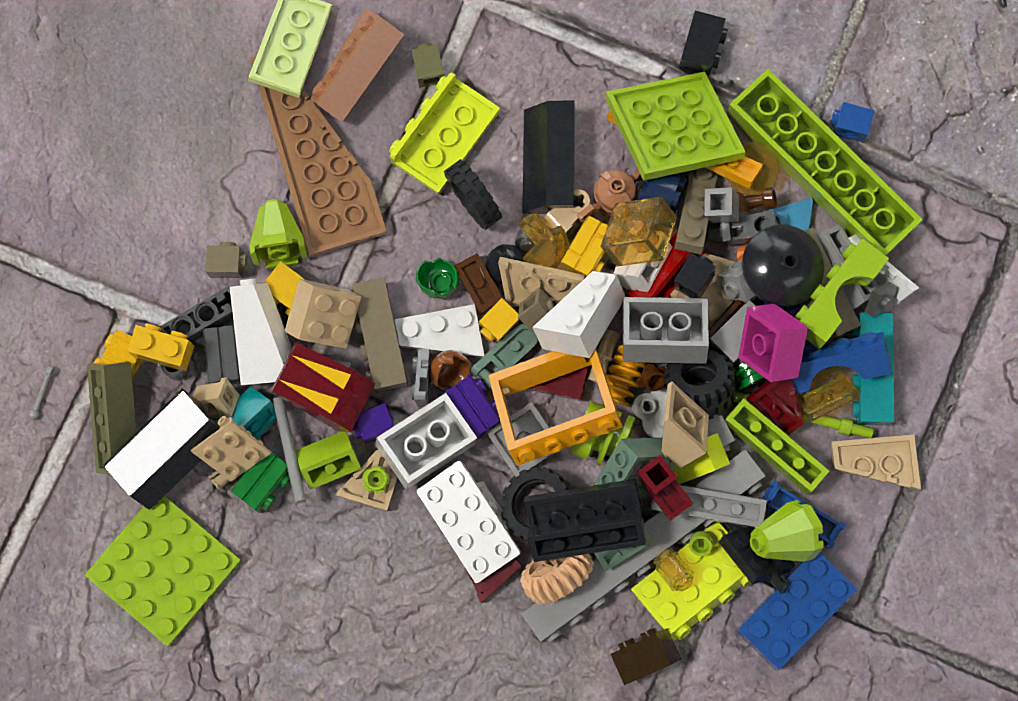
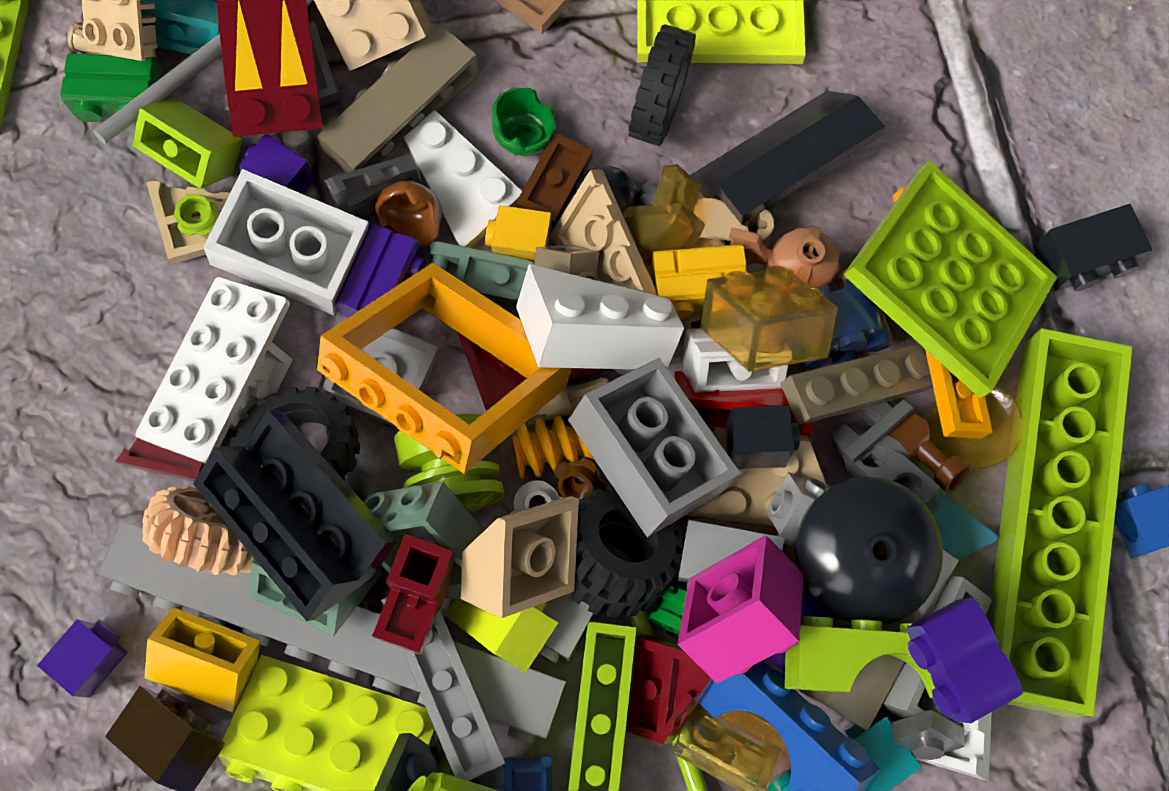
camera: 50 degrees right, 5 degrees down
(575, 675) = (83, 657): none -> dark purple brick
(617, 616) = (201, 659): none -> yellow brick
(674, 570) = (315, 696): clear yellow brick -> none
(694, 543) = (376, 701): lime hinge -> none
(722, 205) = (891, 407): light grey brick -> none
(862, 261) = (963, 661): none -> dark purple brick

